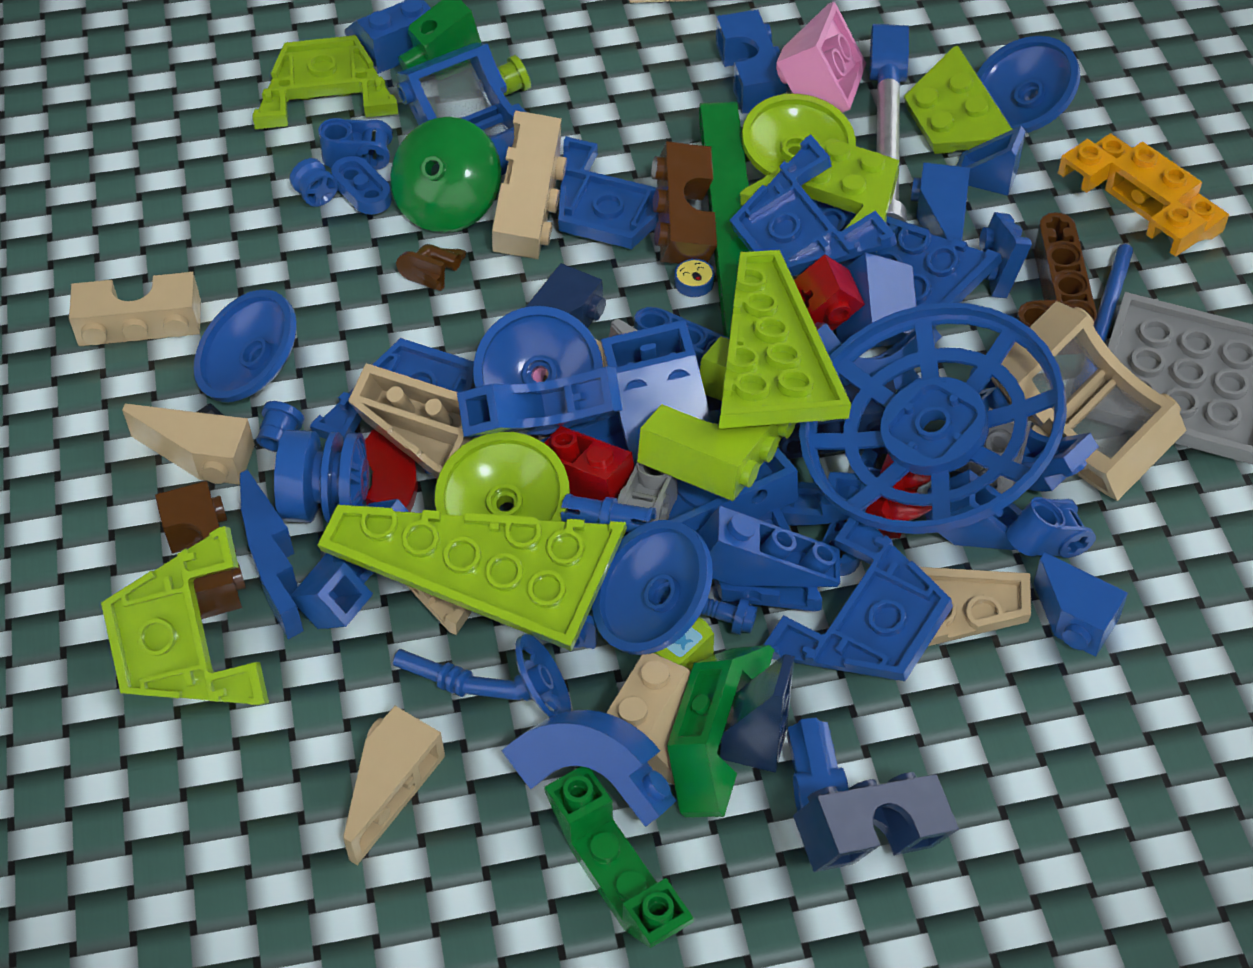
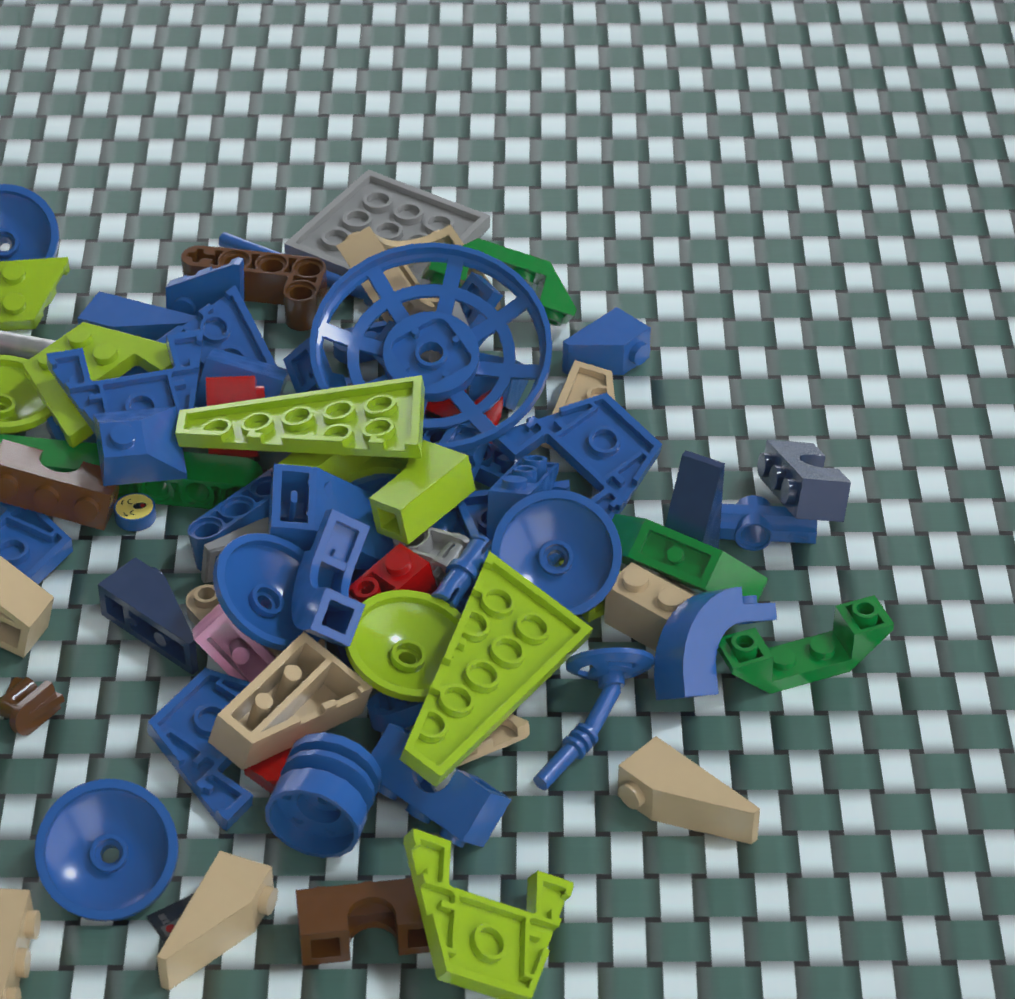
camera: 80 degrees left, 10 degrees down
(269, 548) = (376, 859): blue slope -> none
(277, 418) = (217, 837): blue piece -> none
(722, 225) = (139, 446): none -> blue slope
(995, 162) = (83, 277): blue slope -> none
(1050, 528) = (525, 341): blue piece -> none
(1126, 530) = (532, 269): none -> green slope
(1150, 187) = (163, 202): light orange bracket -> none

